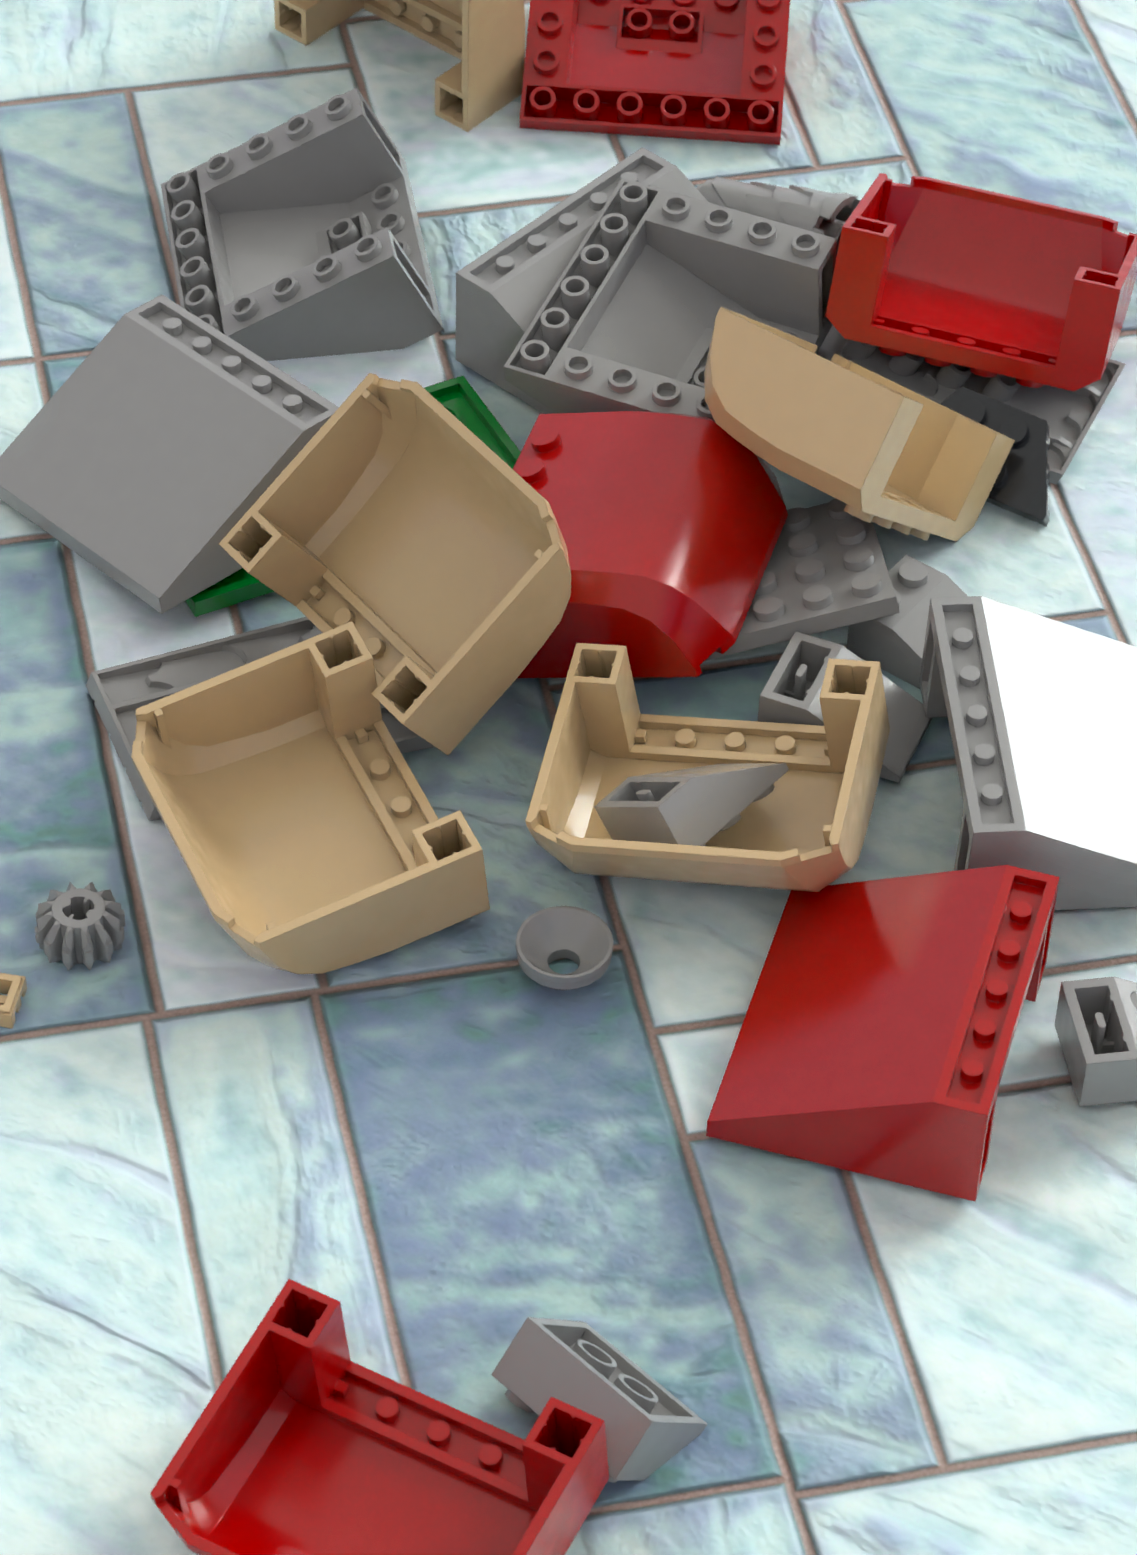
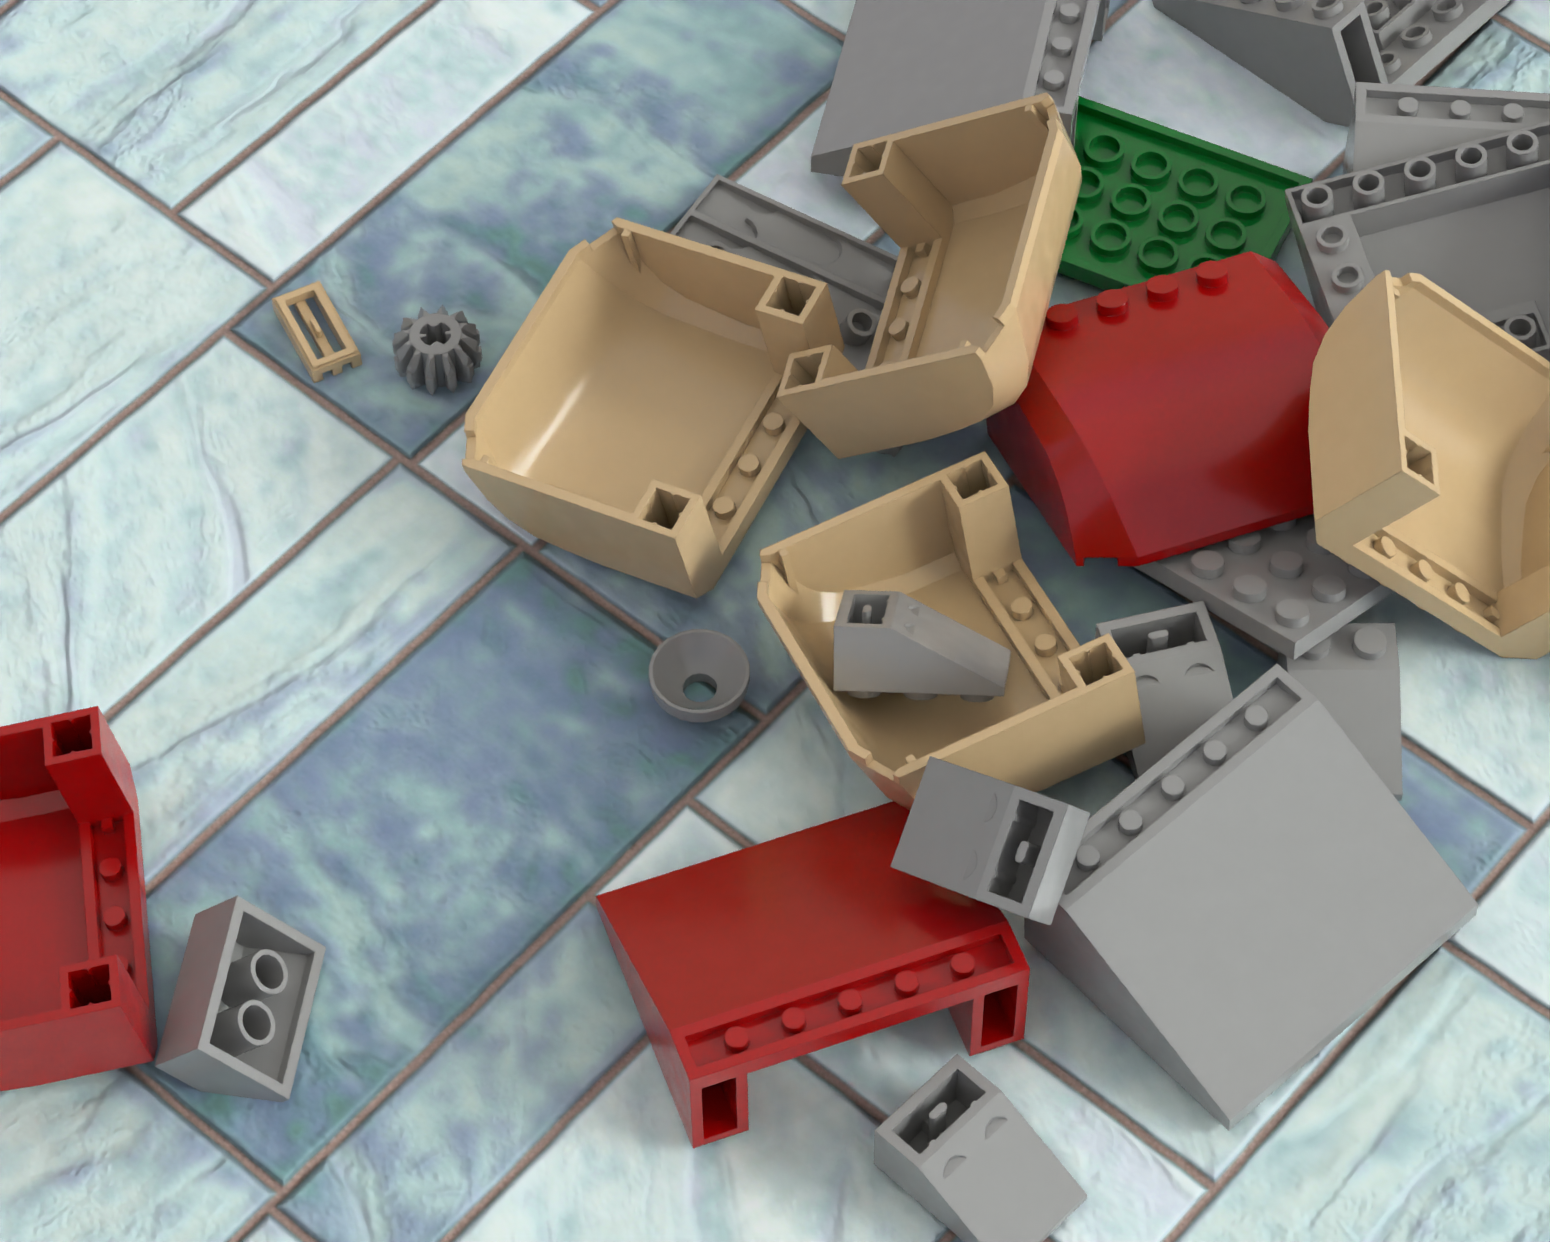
camera: 55 degrees right, 10 degrees up
(944, 822) = (990, 840): none -> light grey slope

